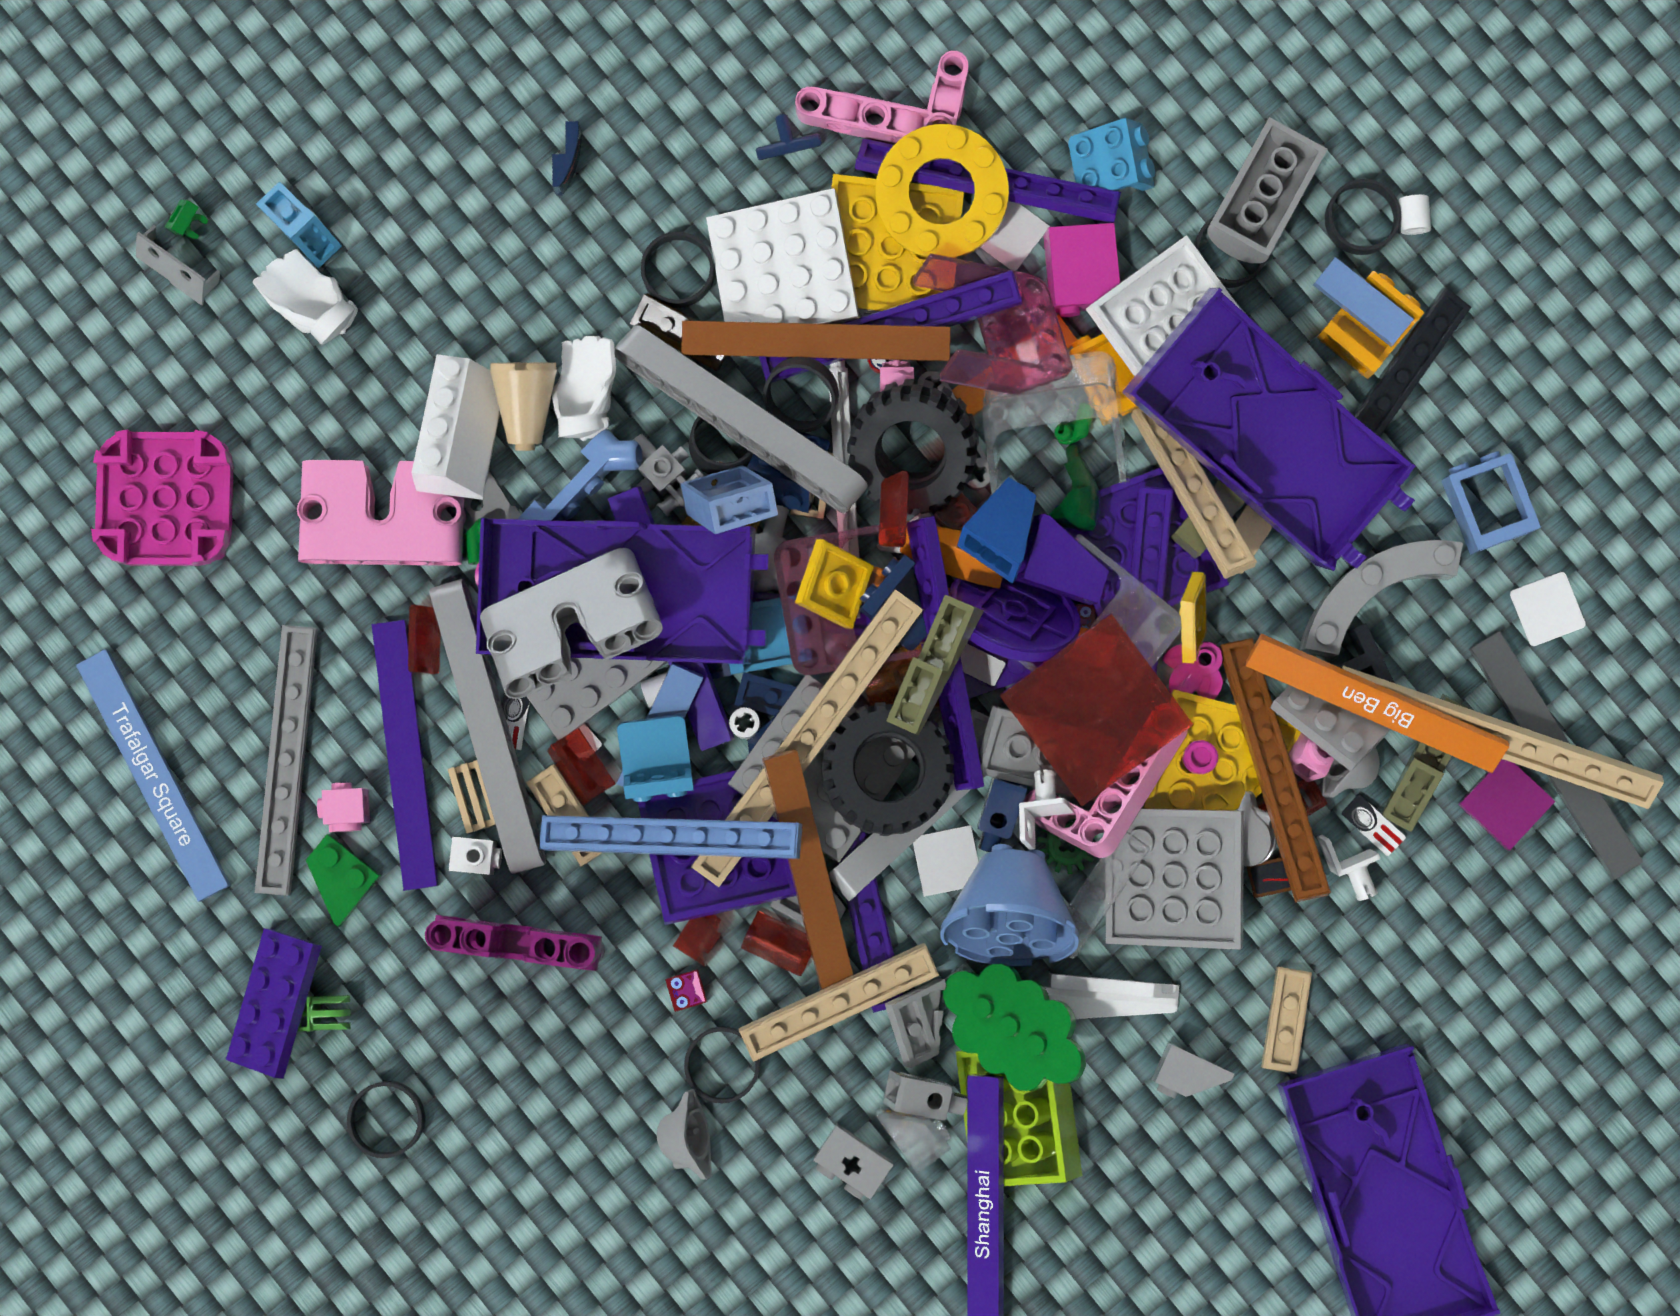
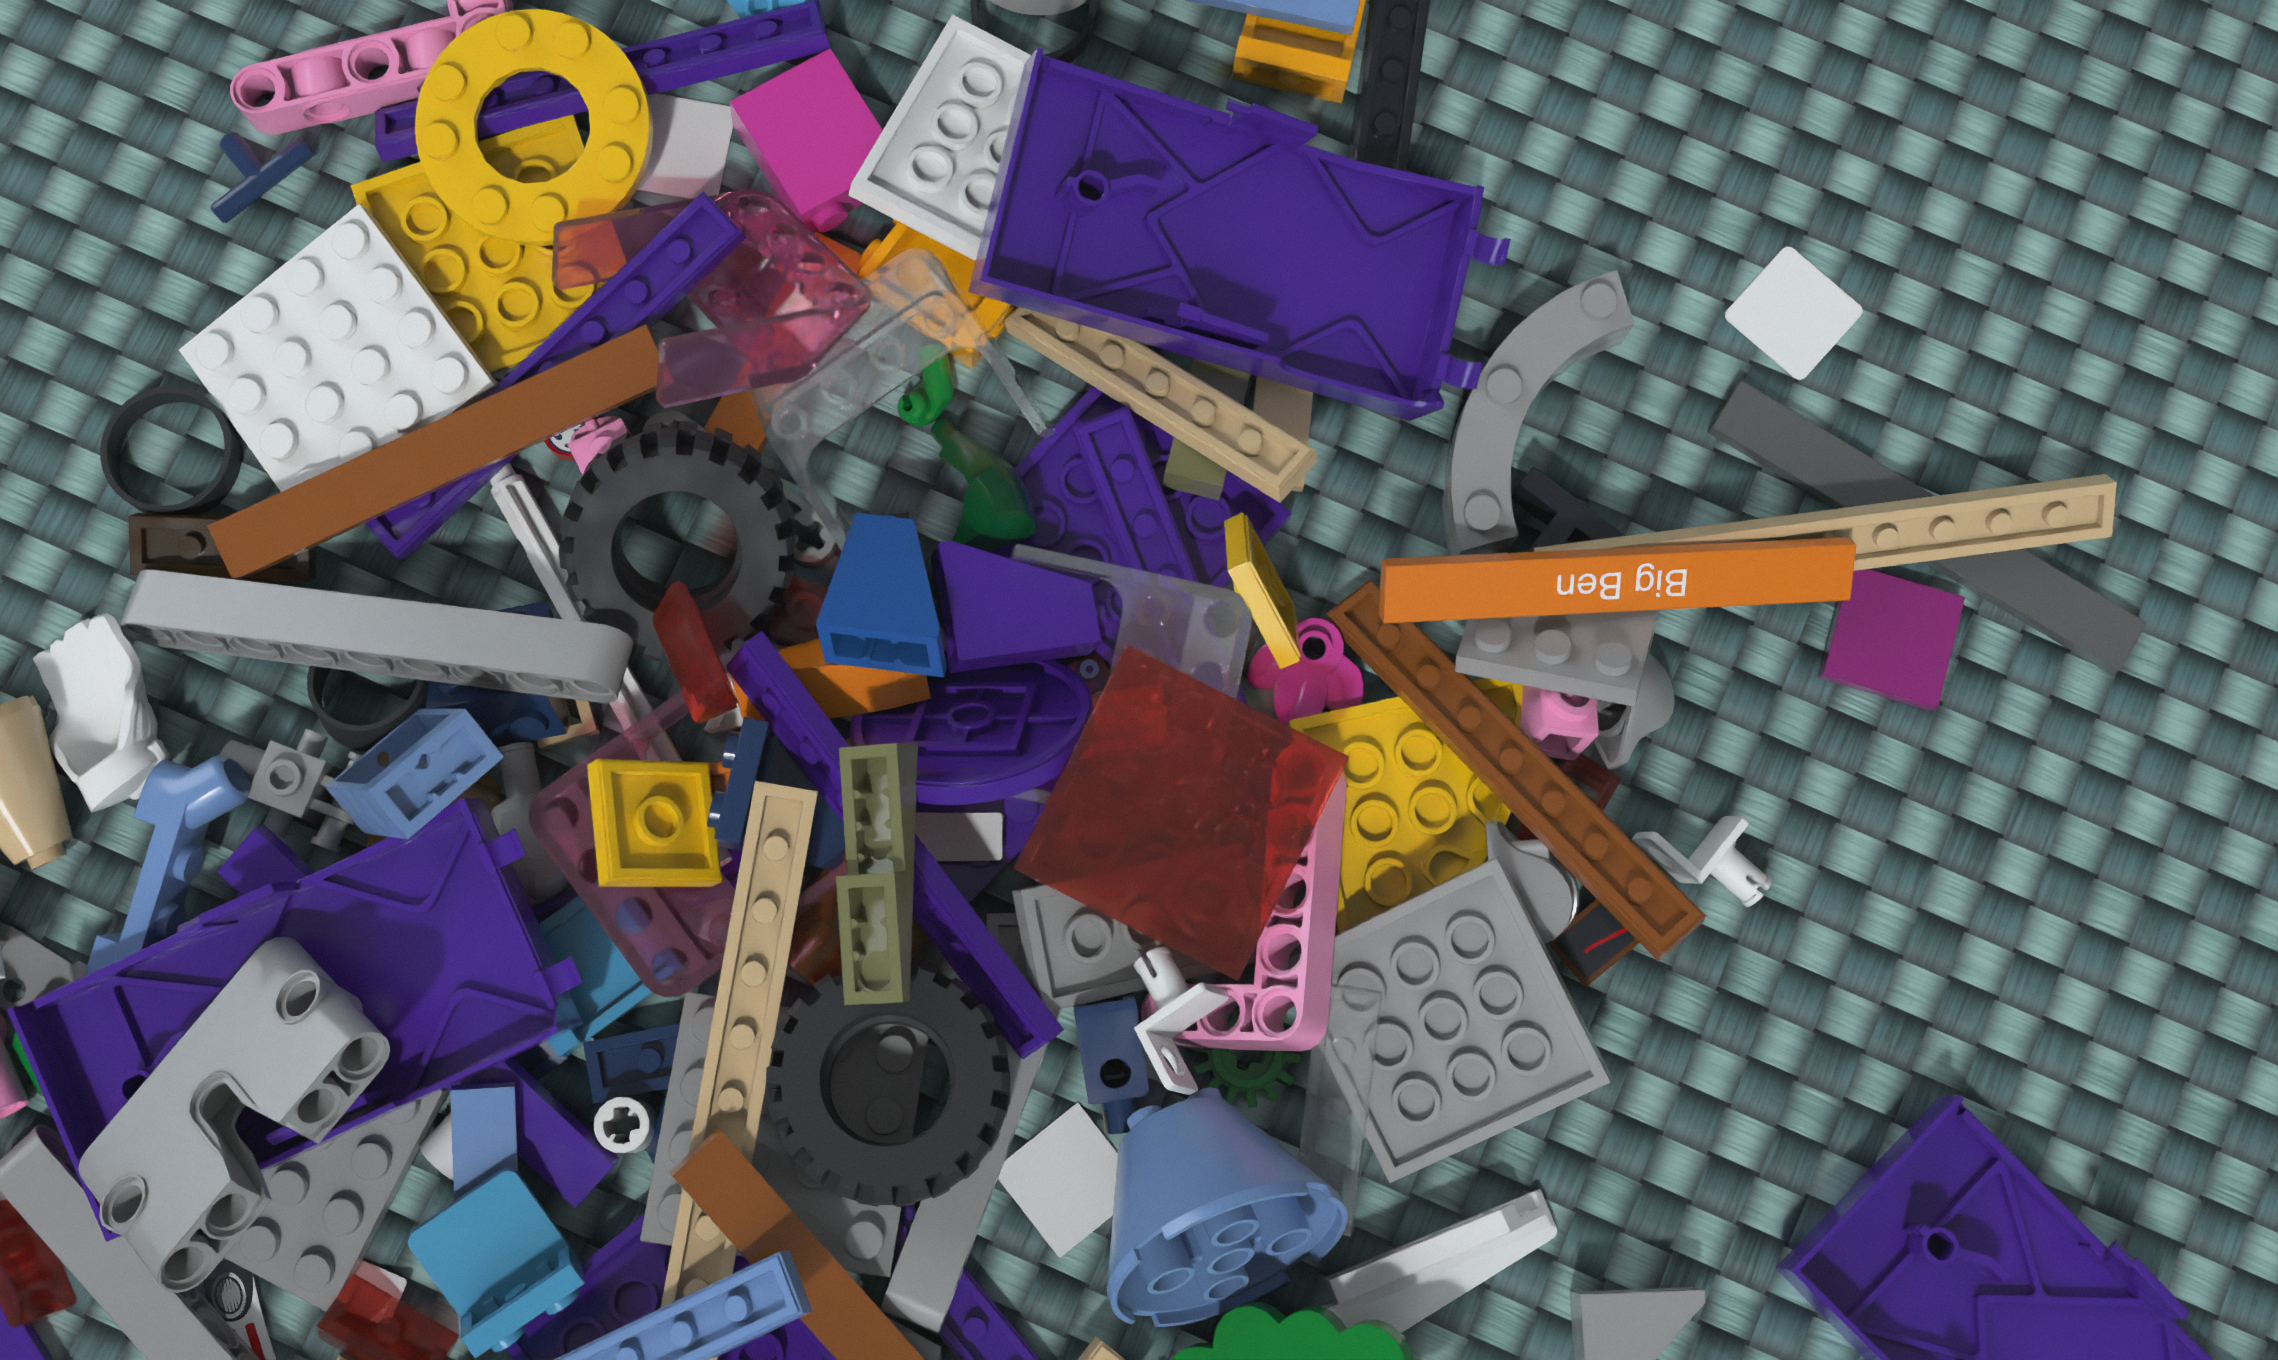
camera: 35 degrees left, 5 degrees down
(819, 369) = (470, 494): black tyre -> none
(1200, 757) = (1386, 806): dark pink tile -> none
(1286, 1020) = (1737, 1156): tan tile -> none
(1373, 825) = (1708, 776): sticker -> none
(1417, 782) = (1740, 678): olive slope -> none
(1474, 540) = (1592, 227): medium blue window -> none

